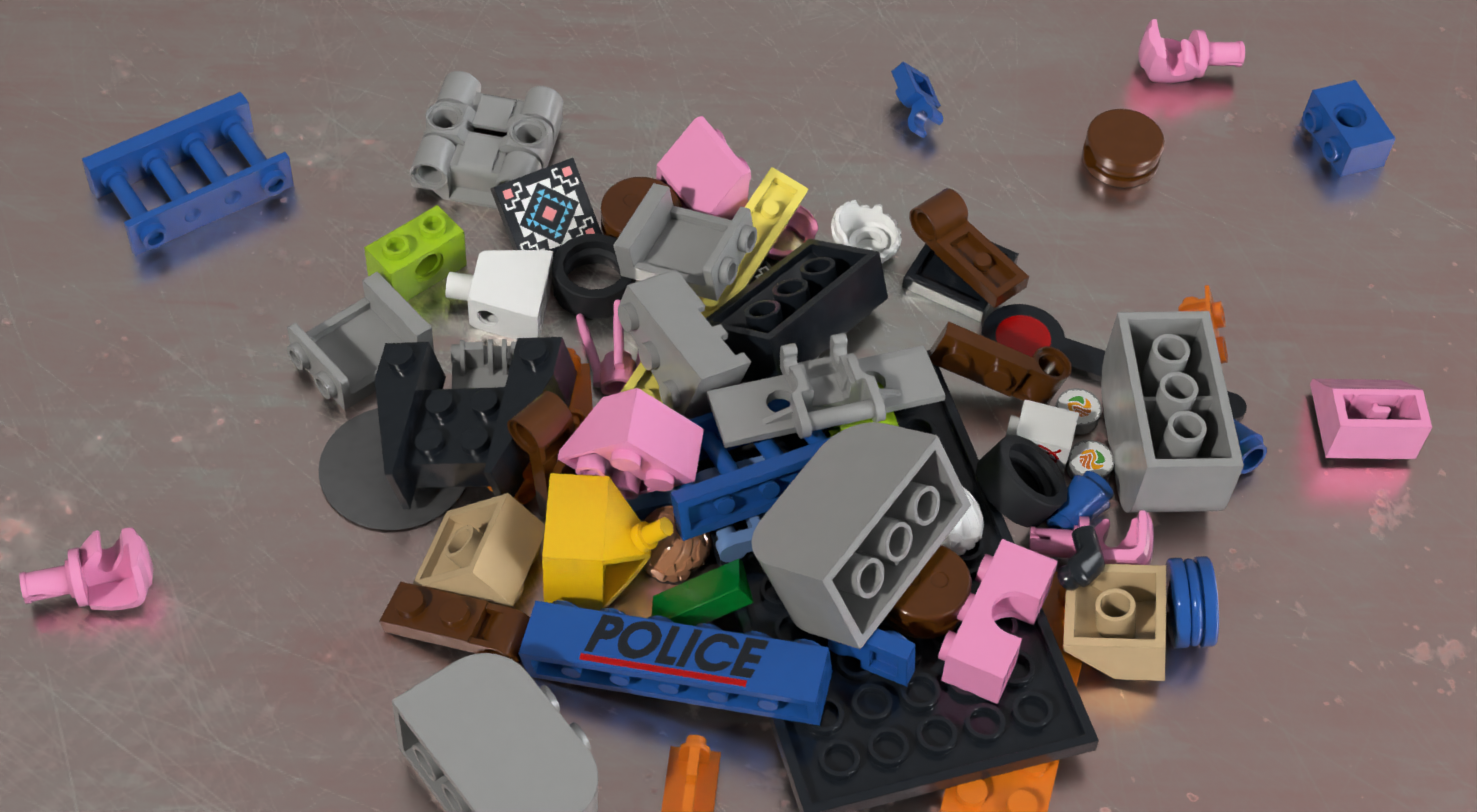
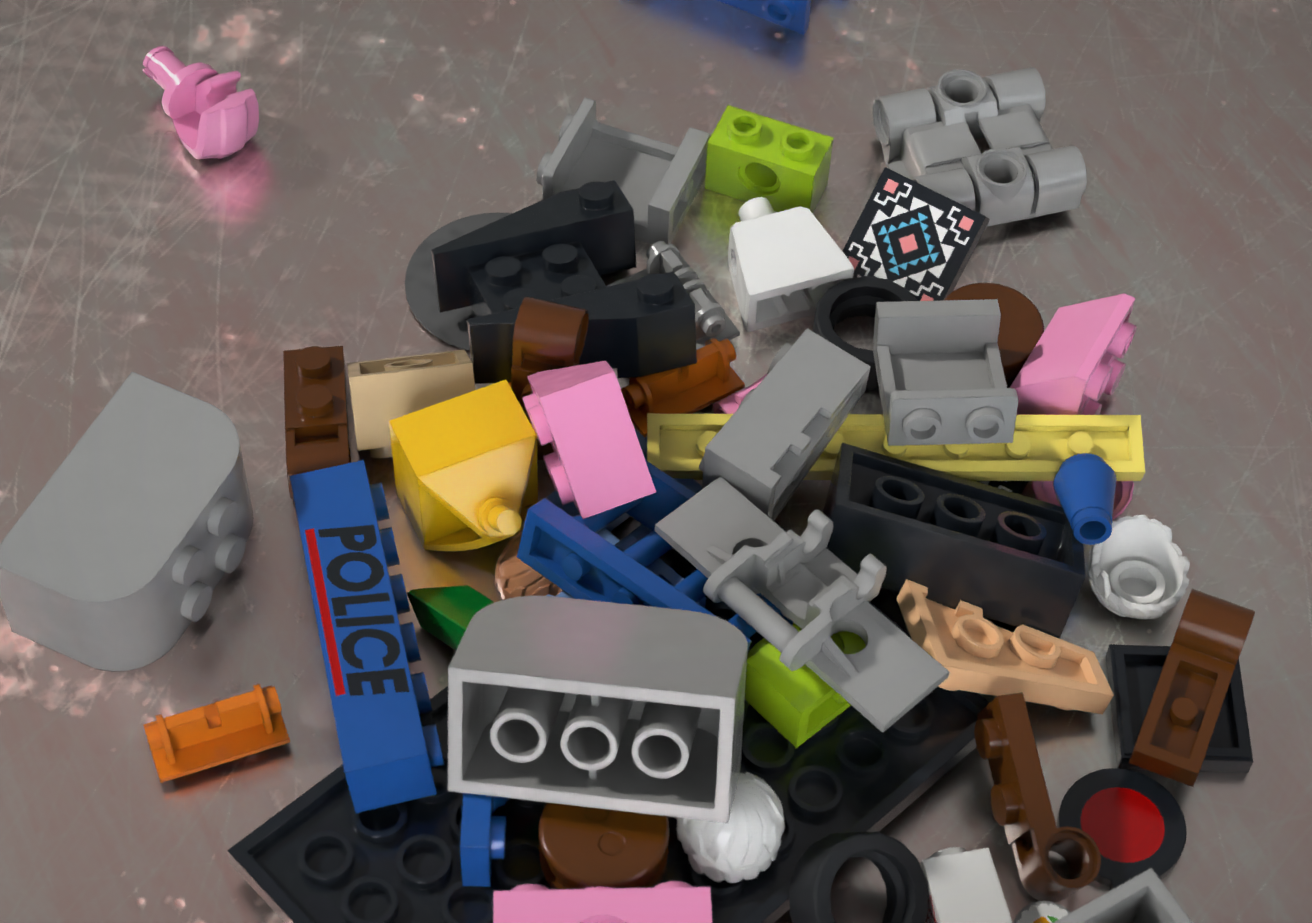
camera: 65 degrees right, 0 degrees up
(812, 224) = (1087, 496): none -> blue cone
(896, 324) = (1002, 661): none -> light nougat wing

